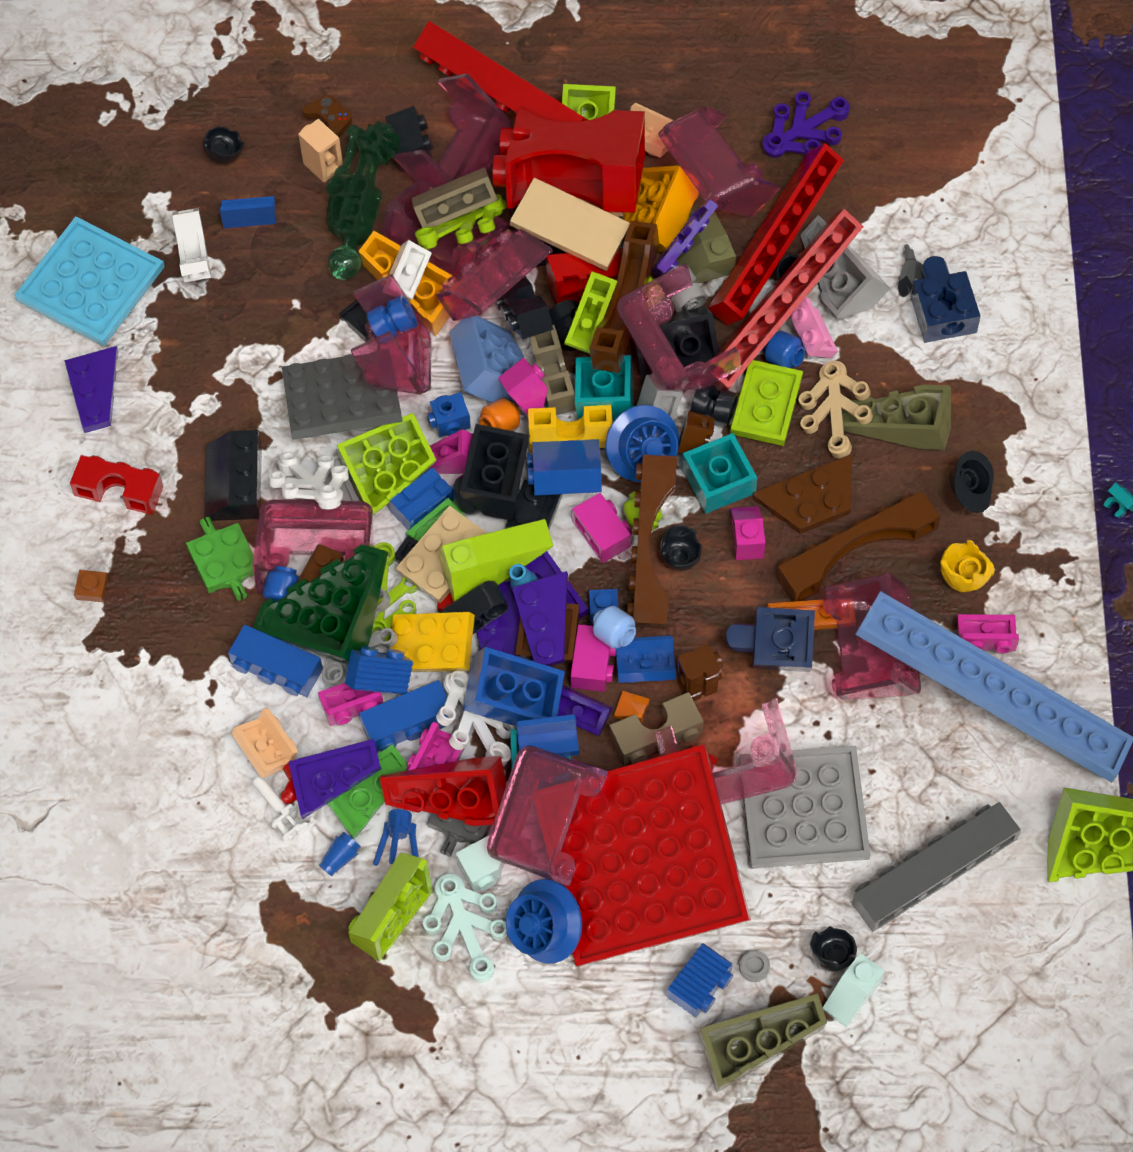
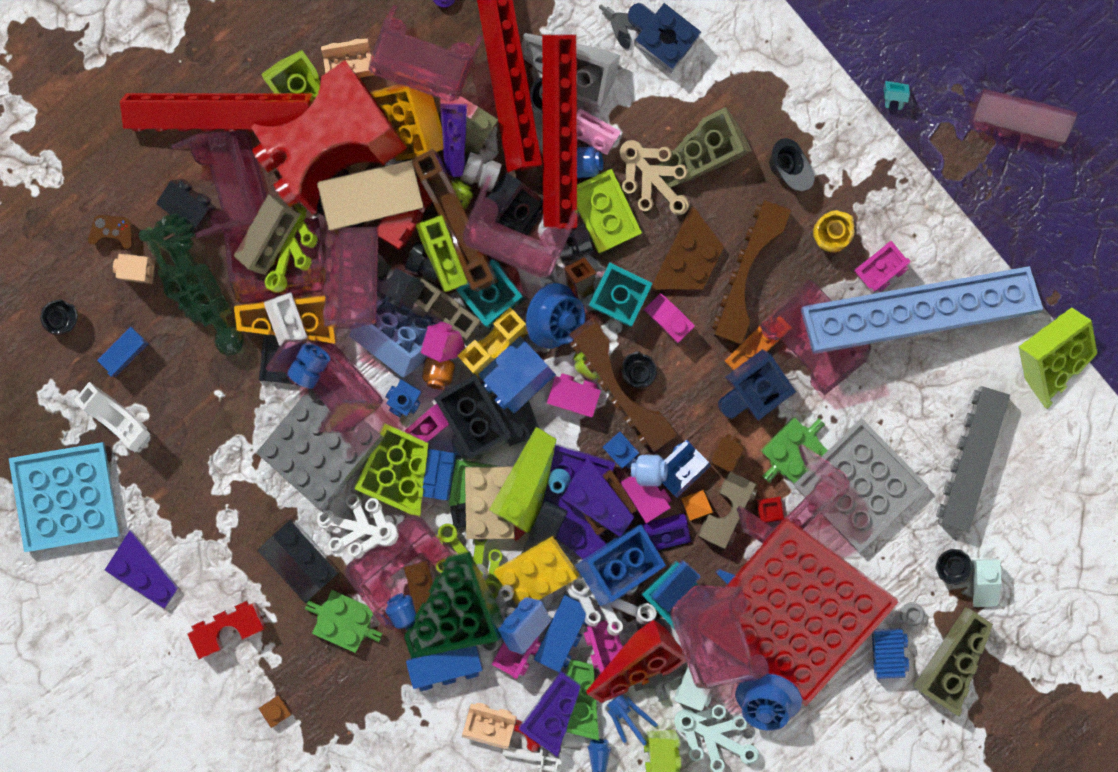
camera: 50 degrees left, 25 degrees up
(751, 723) = (784, 451): none -> bright green plate

